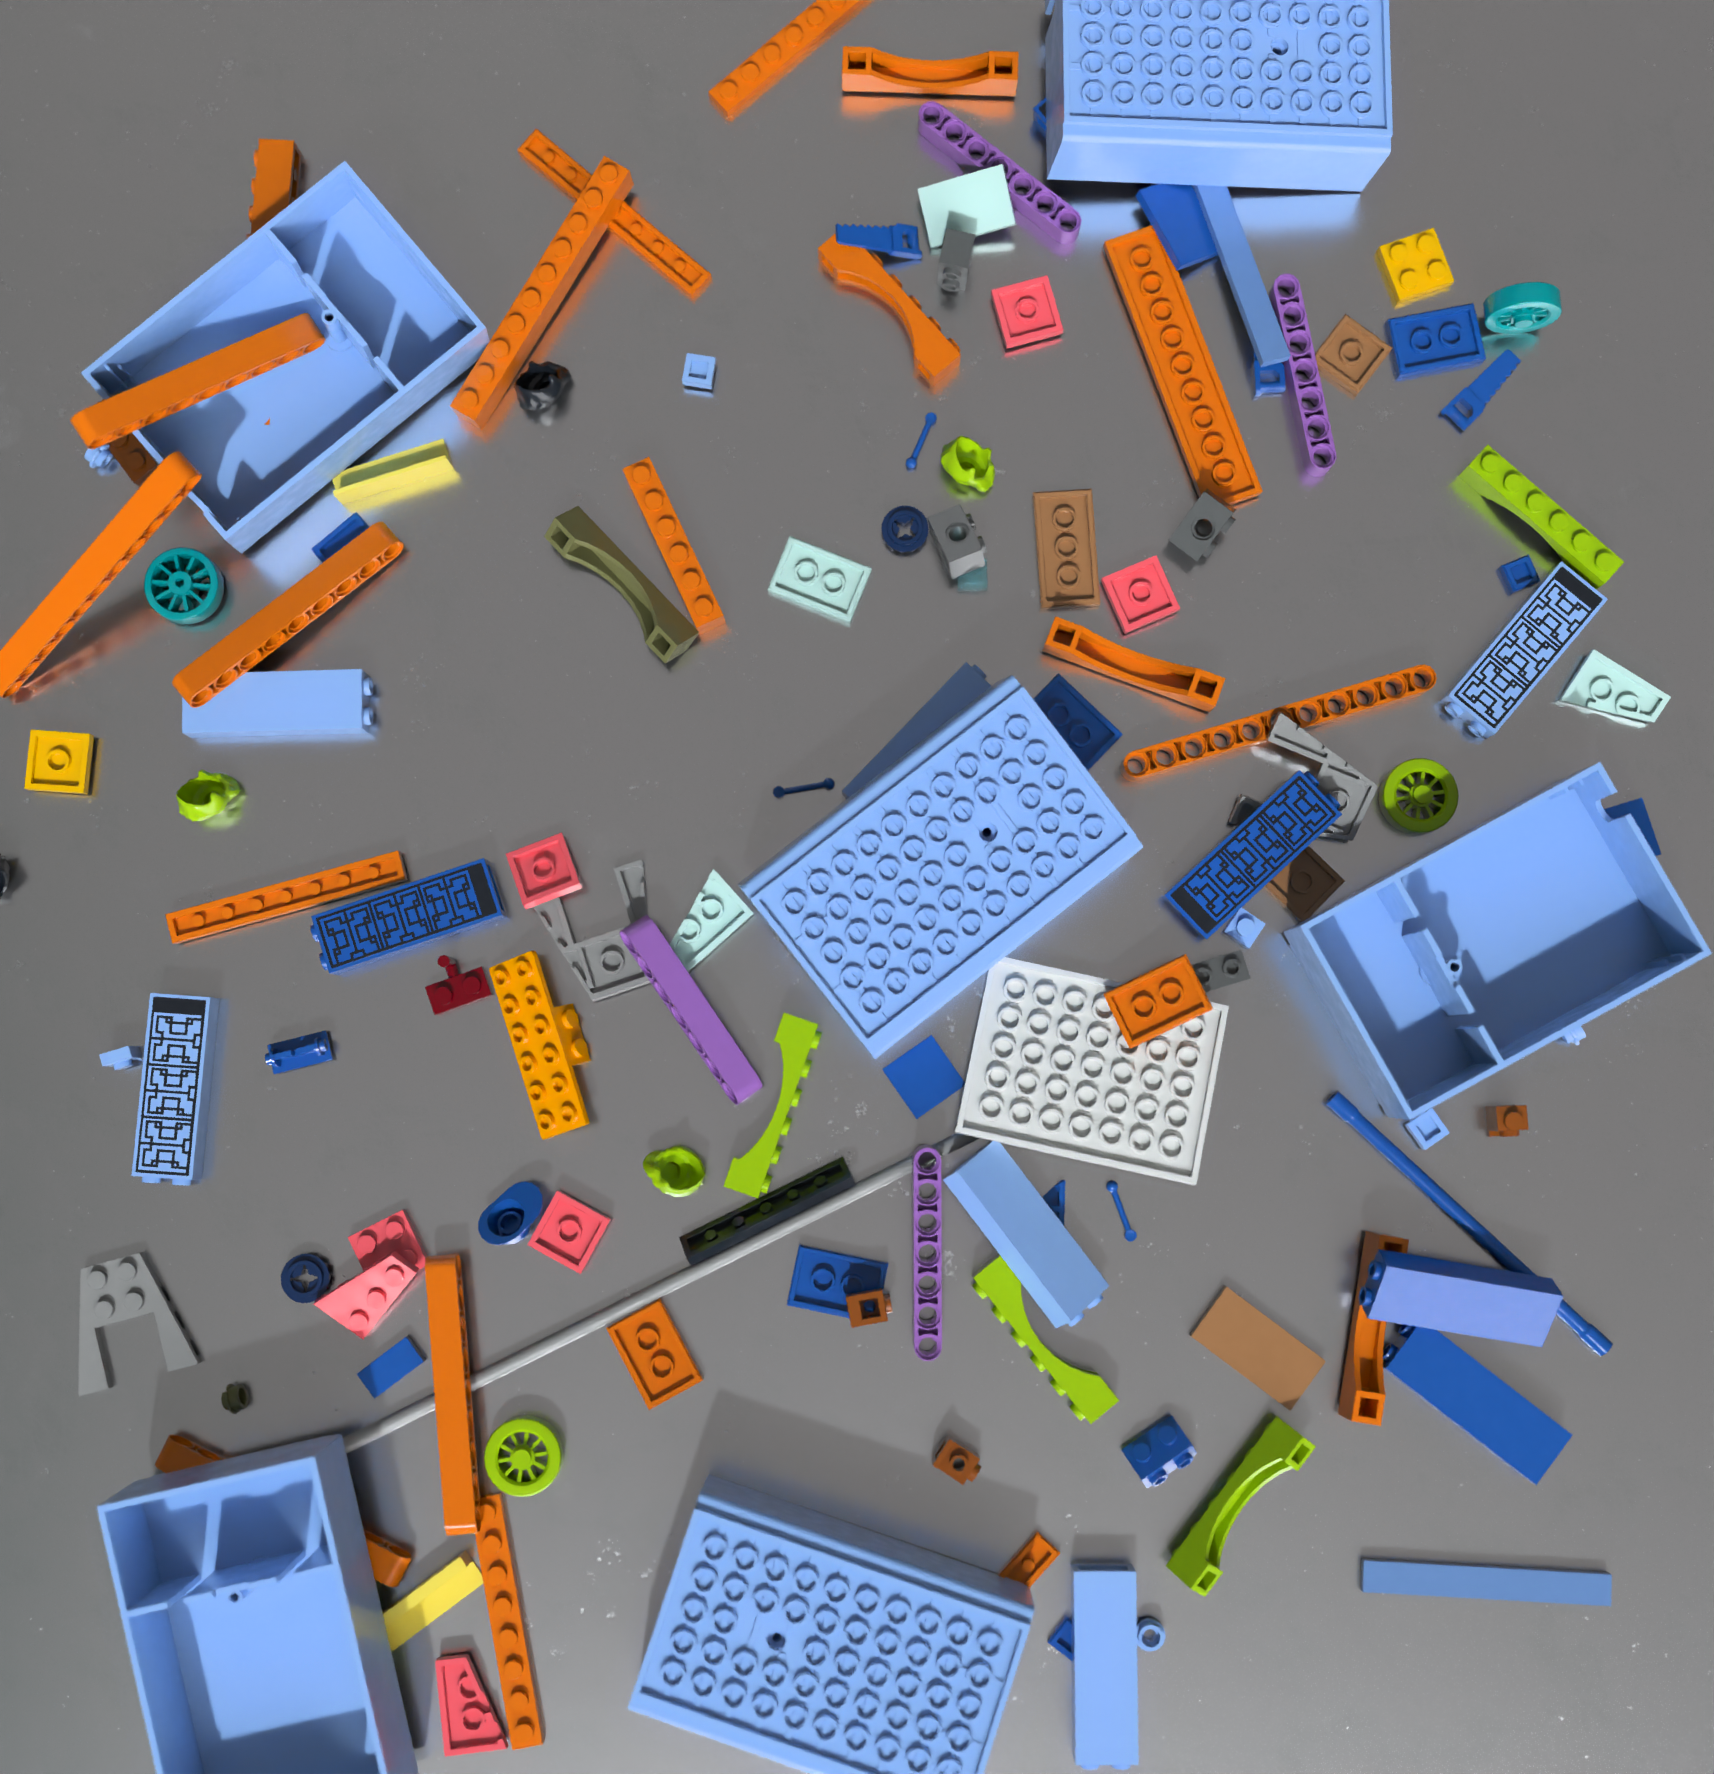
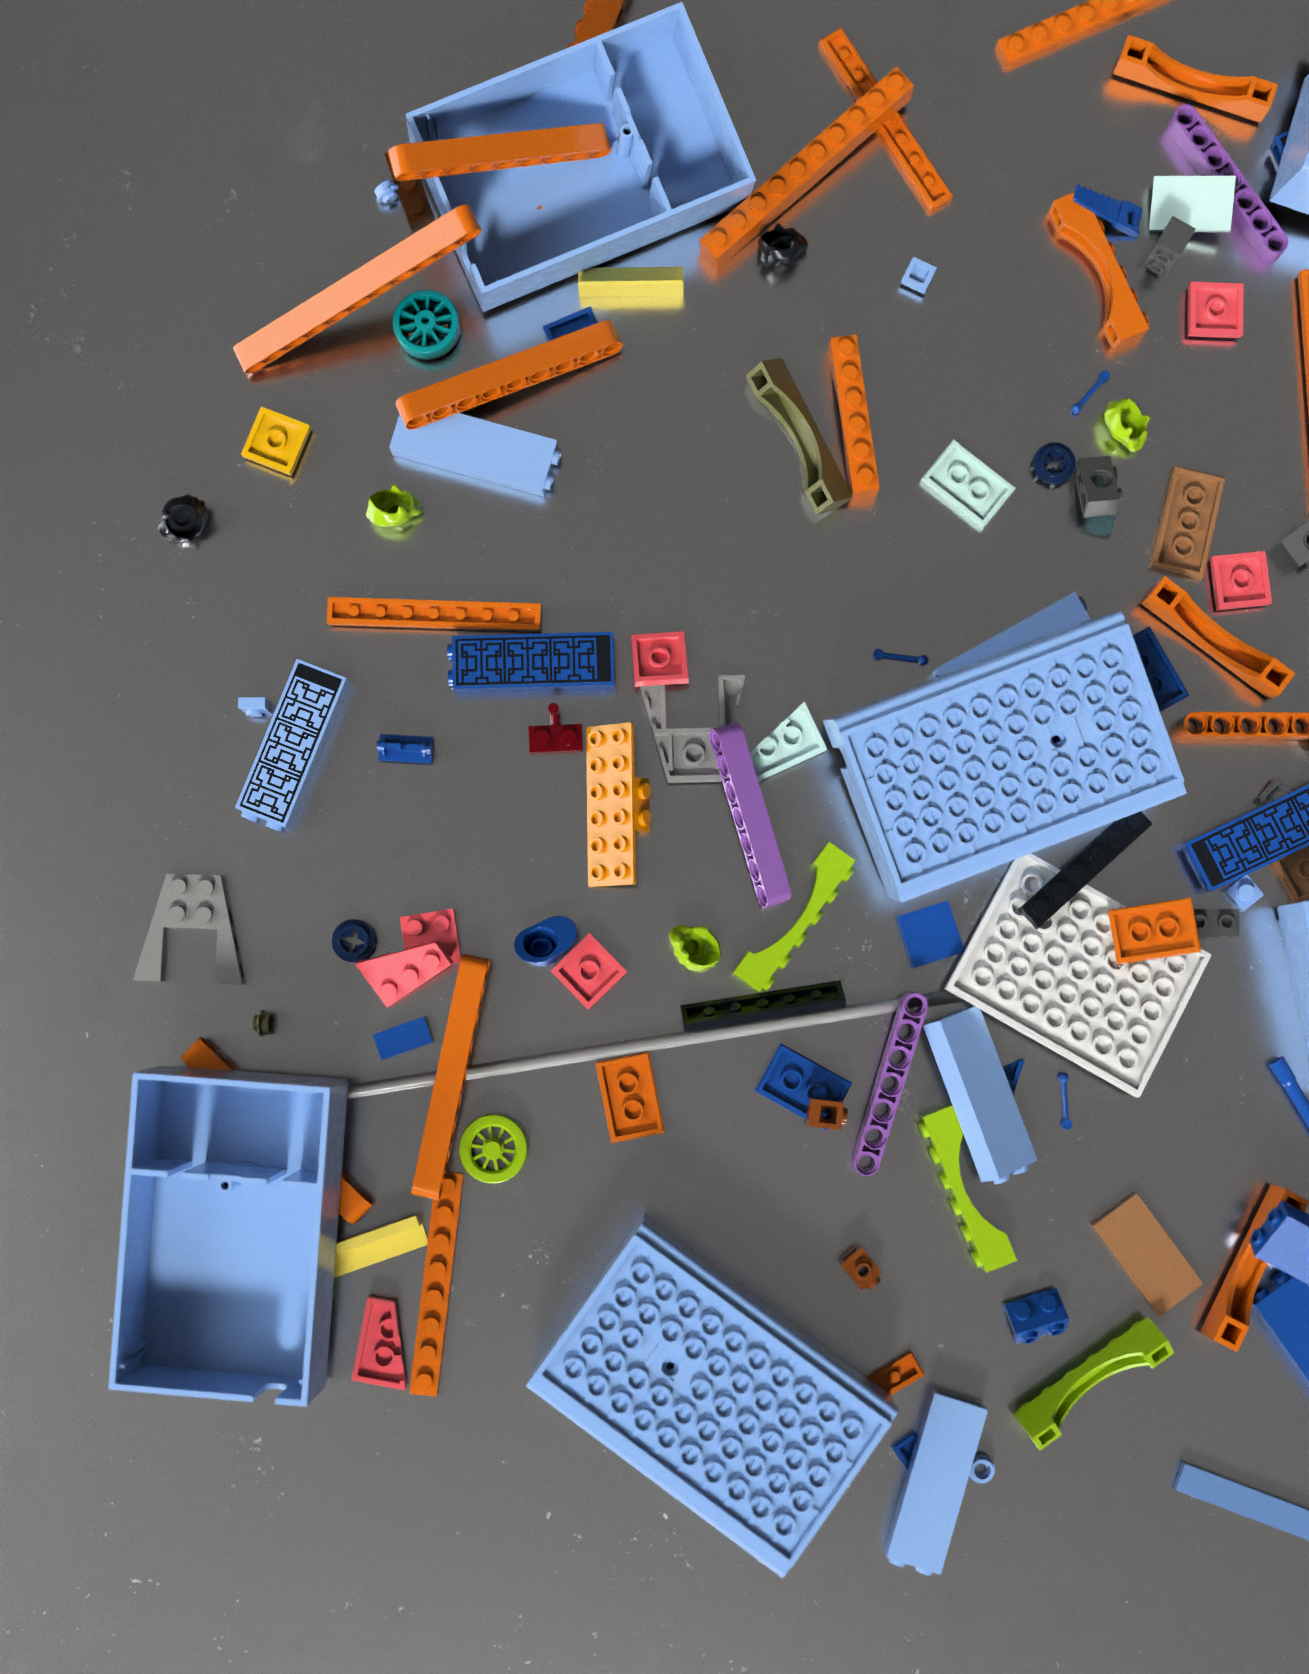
camera: 15 degrees right, 0 degrees up
(1065, 956) = (1083, 868): none -> black plate

